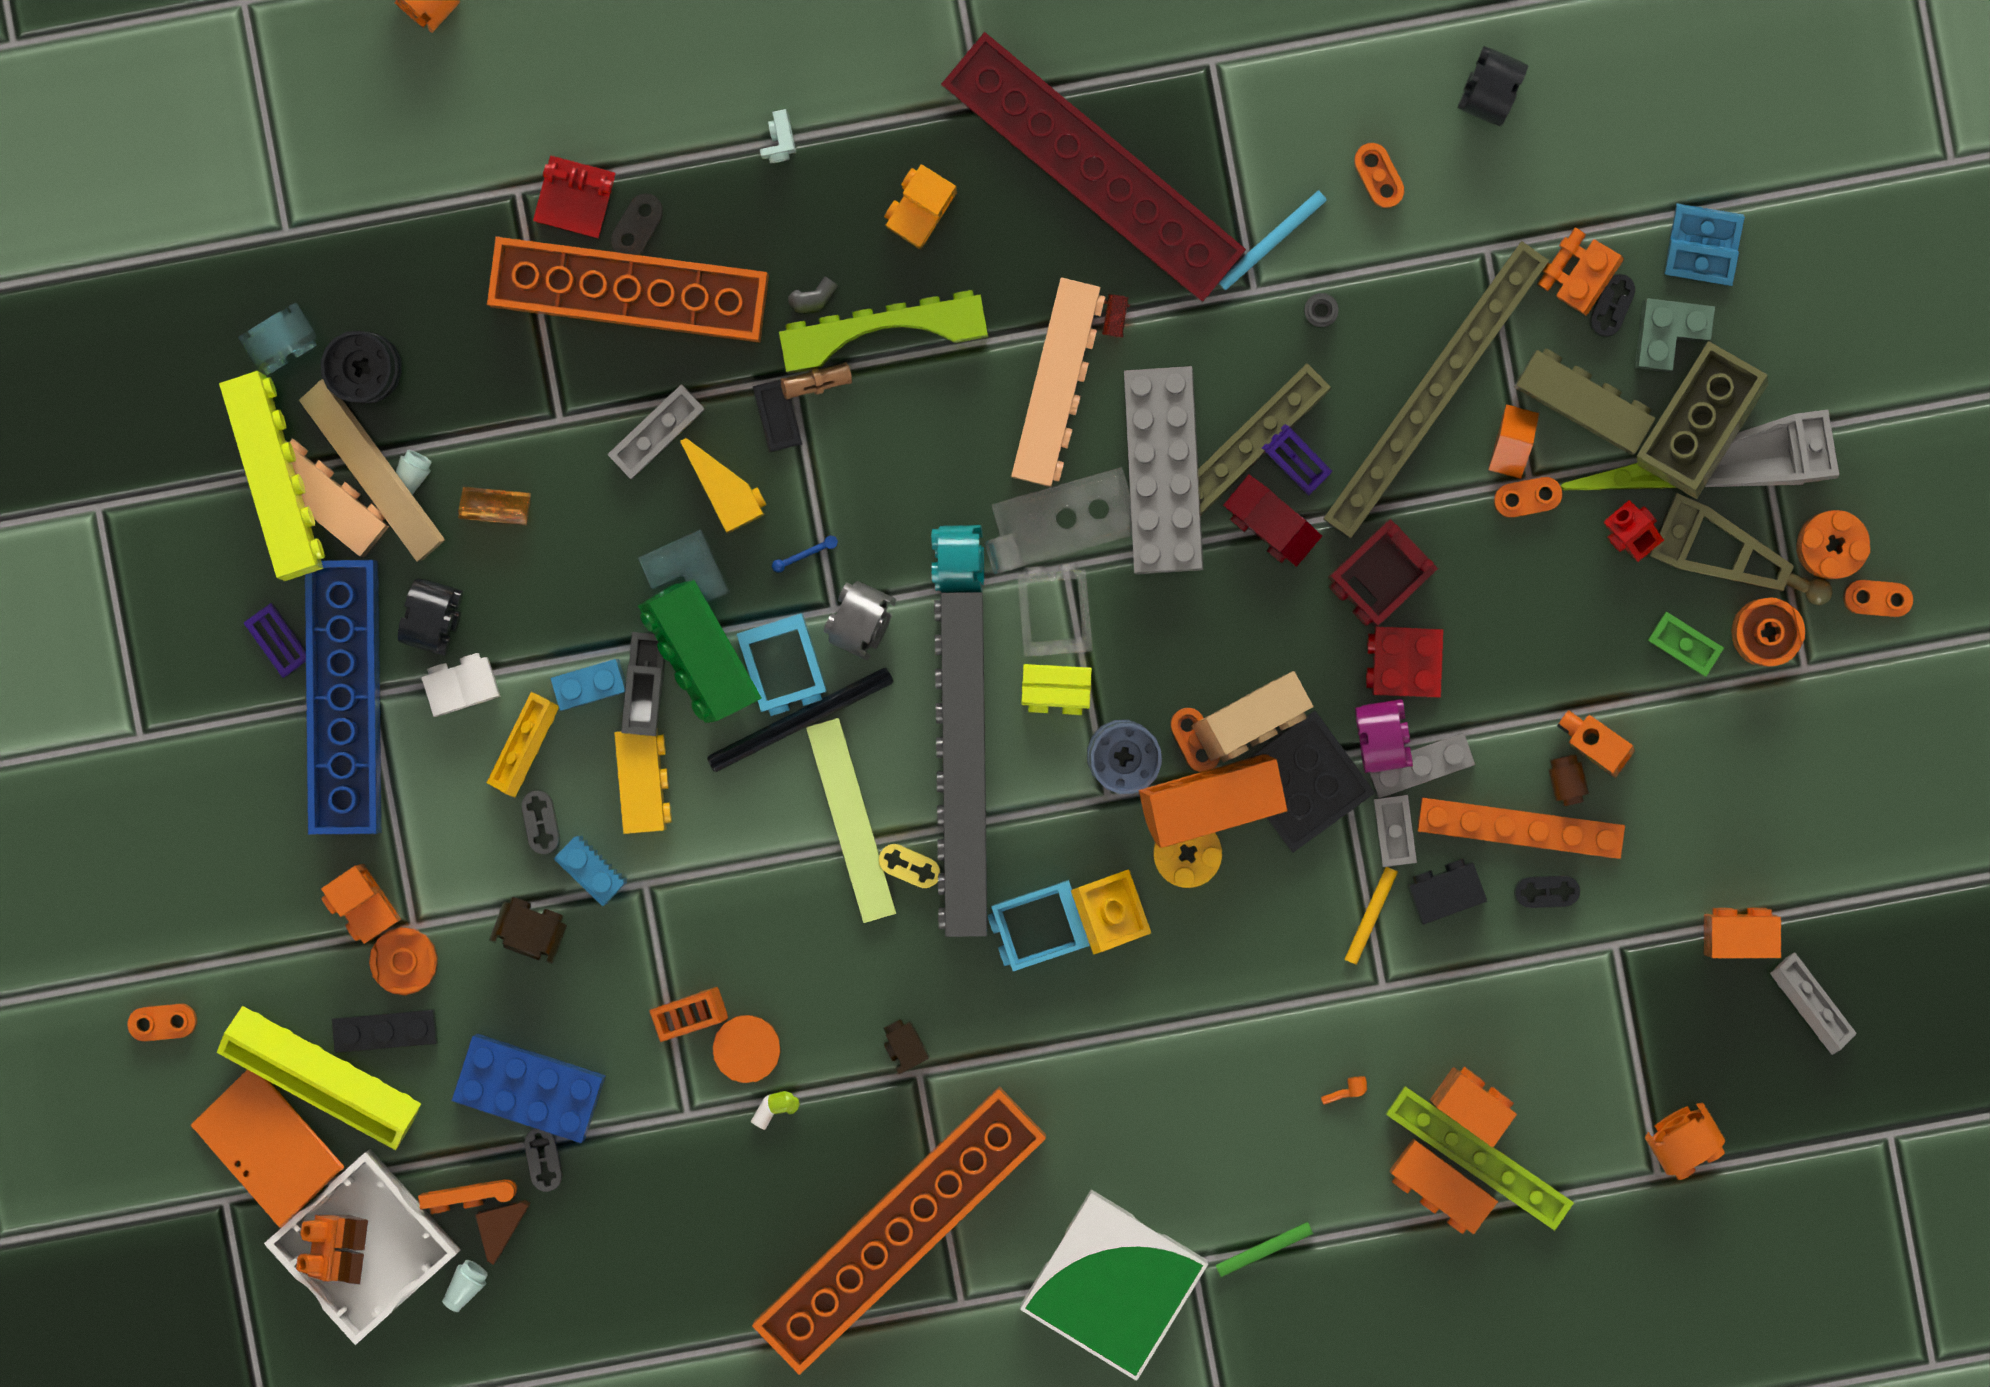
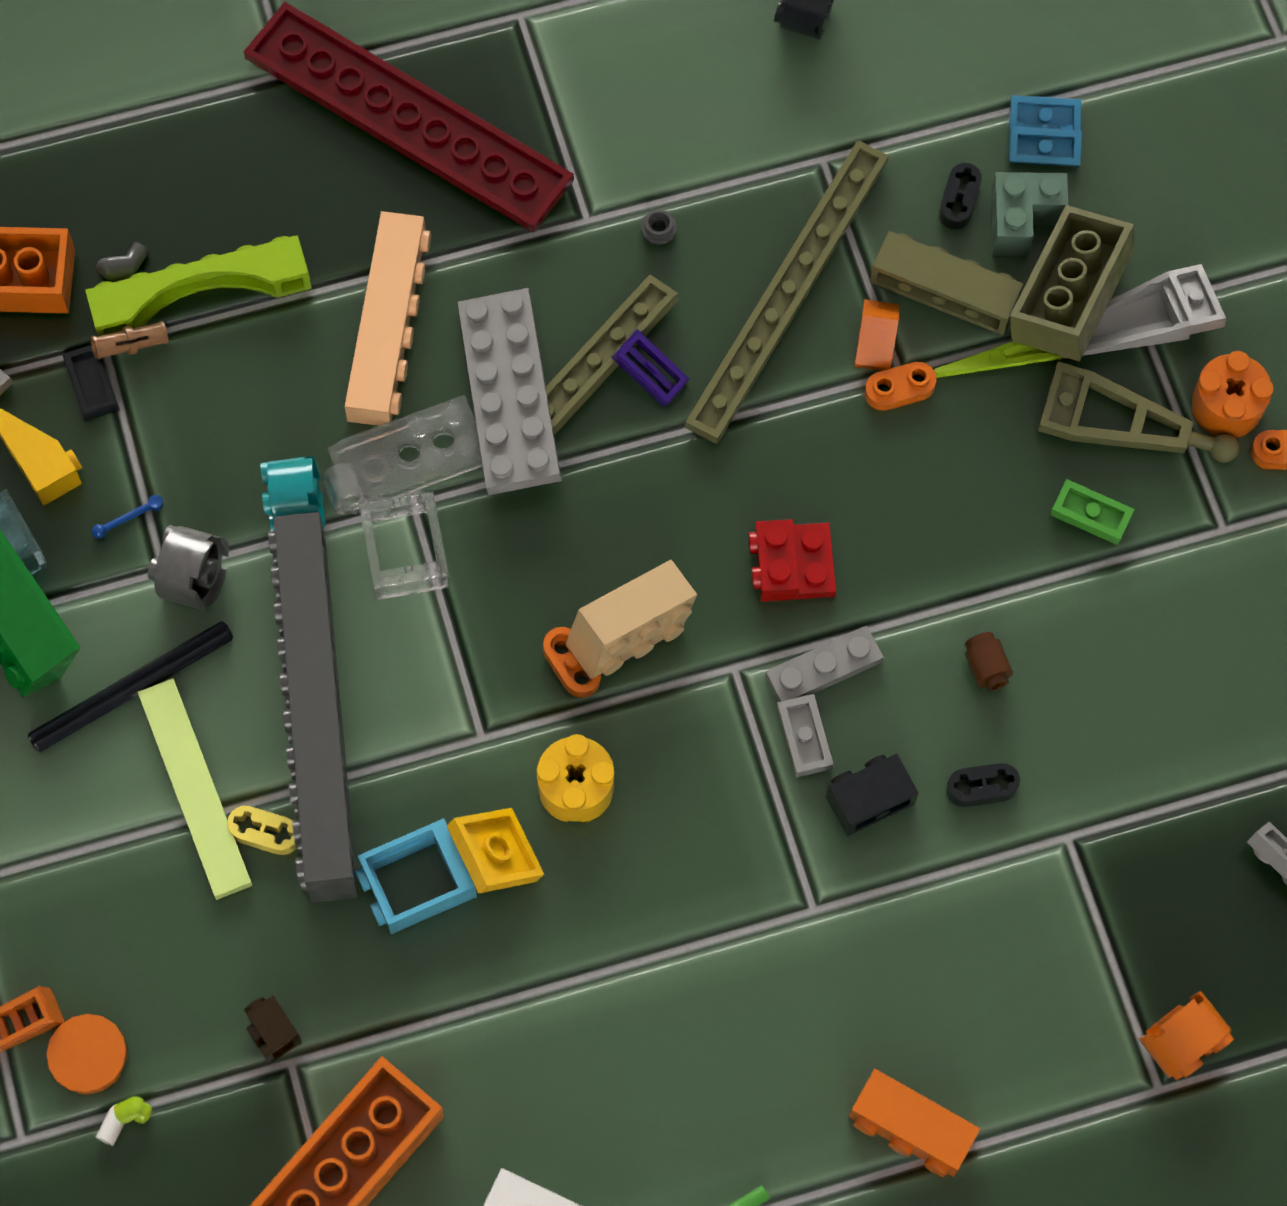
camera: 10 degrees left, 20 degrees down
(772, 630) = (92, 595): medium azure window -> none
(780, 131) = (82, 123): light aqua bracket -> none
(922, 206) = (234, 158): light orange brick -> none
(1056, 687) = (412, 621): neon yellow brick -> none
(1115, 315) = (444, 244): clear red pin -> none
(1135, 772) = (499, 659): sand blue wheel -> none
(1213, 800) = (596, 706): orange brick -> none
(1271, 520) = (631, 430): dark red brick -> none
(1272, 239) = (612, 156): medium azure bar -> none
(1316, 781) = (696, 693): black plate -> none
(1356, 1087) = (798, 1024): orange hand -> none
(1371, 915) = (790, 831): yellow bar -> none
(1378, 176) = (704, 99): orange plate -> none
(1383, 736) = (777, 630): magenta brick -> none
(1387, 567) = (755, 463): dark red container -> none
(1470, 1105) = (936, 1014): orange brick -> none
(1479, 1158) = (952, 1087): lime plate -> none
(1521, 828) = (943, 721): orange plate -> none
(1588, 277) = (930, 170): orange plate -> none
(1608, 753) = (1016, 617): orange torso -> none
(1628, 525) = (1017, 400): red brick -> none
(1742, 935) = (1209, 799): orange brick -> none
(1751, 621) = (1179, 486): orange brick -> none

